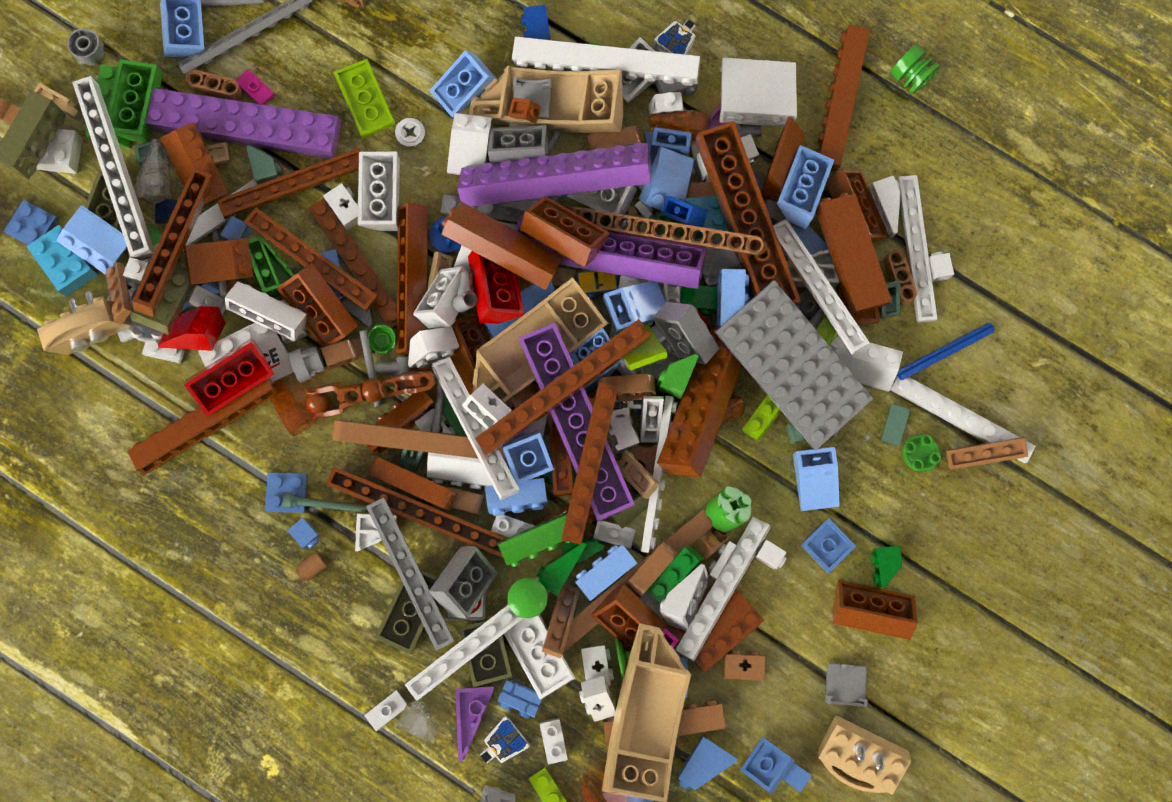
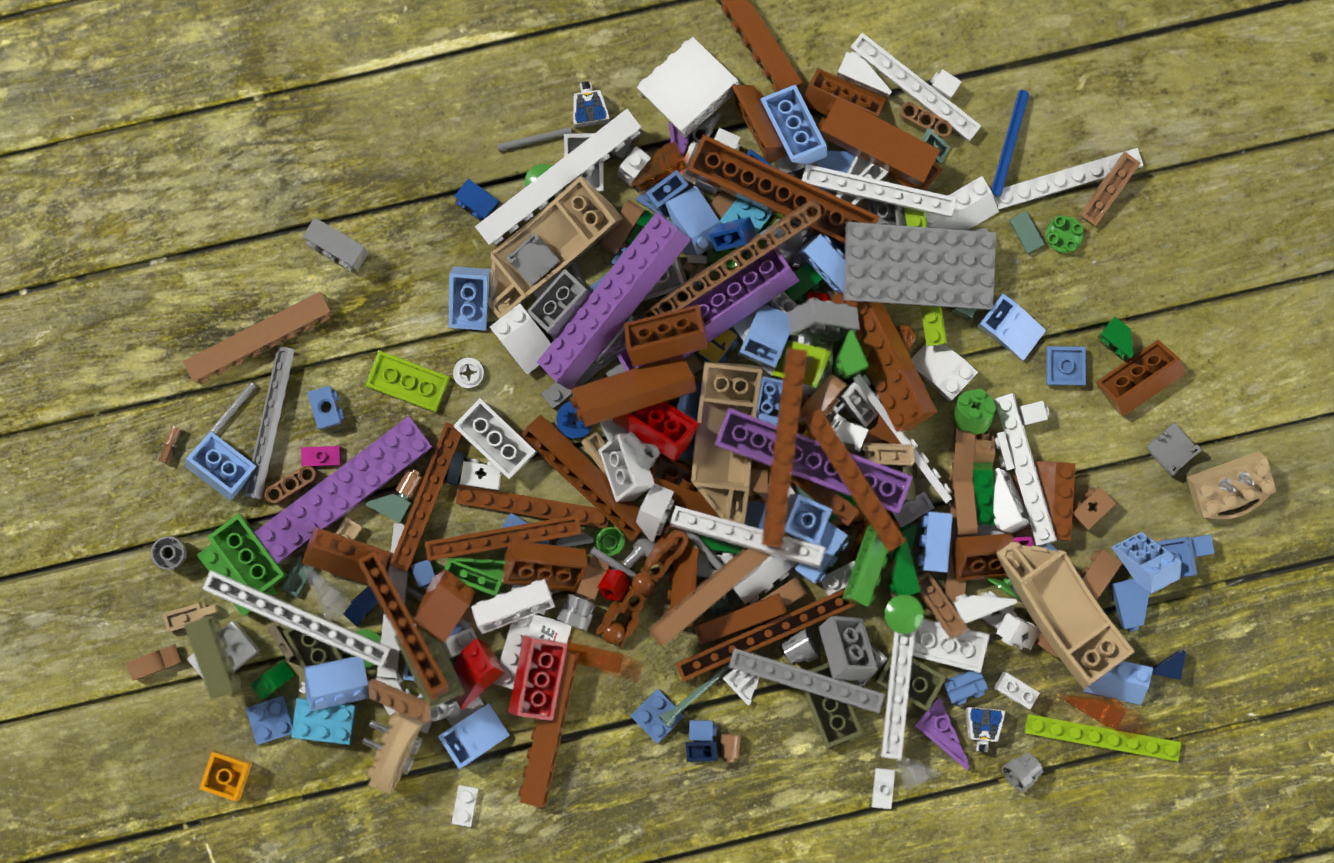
camera: 40 degrees left, 5 degrees up
(58, 198) = (272, 680): none -> green slope
(90, 175) = (277, 634): none -> dark tan wing
(92, 416) = (464, 805): none -> white plate
(135, 270) = (396, 671): white brick -> none
(147, 374) = (474, 735): none -> light blue slope
(290, 549) = (701, 751): none -> dark blue slope
(291, 49) = (317, 400): none -> medium blue brick
(291, 163) = (409, 483): none -> medium nougat brick
(331, 181) = (455, 468): none -> black bush
(352, 370) = (614, 585): none -> red brick
(434, 548) = (801, 647): none -> light grey piece
(486, 406) = (742, 514): white brick -> none
(524, 109) = (539, 274): dark orange bracket -> none
(585, 648) = (975, 607): none -> white slope
(614, 25) = (534, 139): none -> light grey bar
(737, 459) = (943, 369): none -> white slope
(744, 748) = (1148, 562): none -> light blue slope

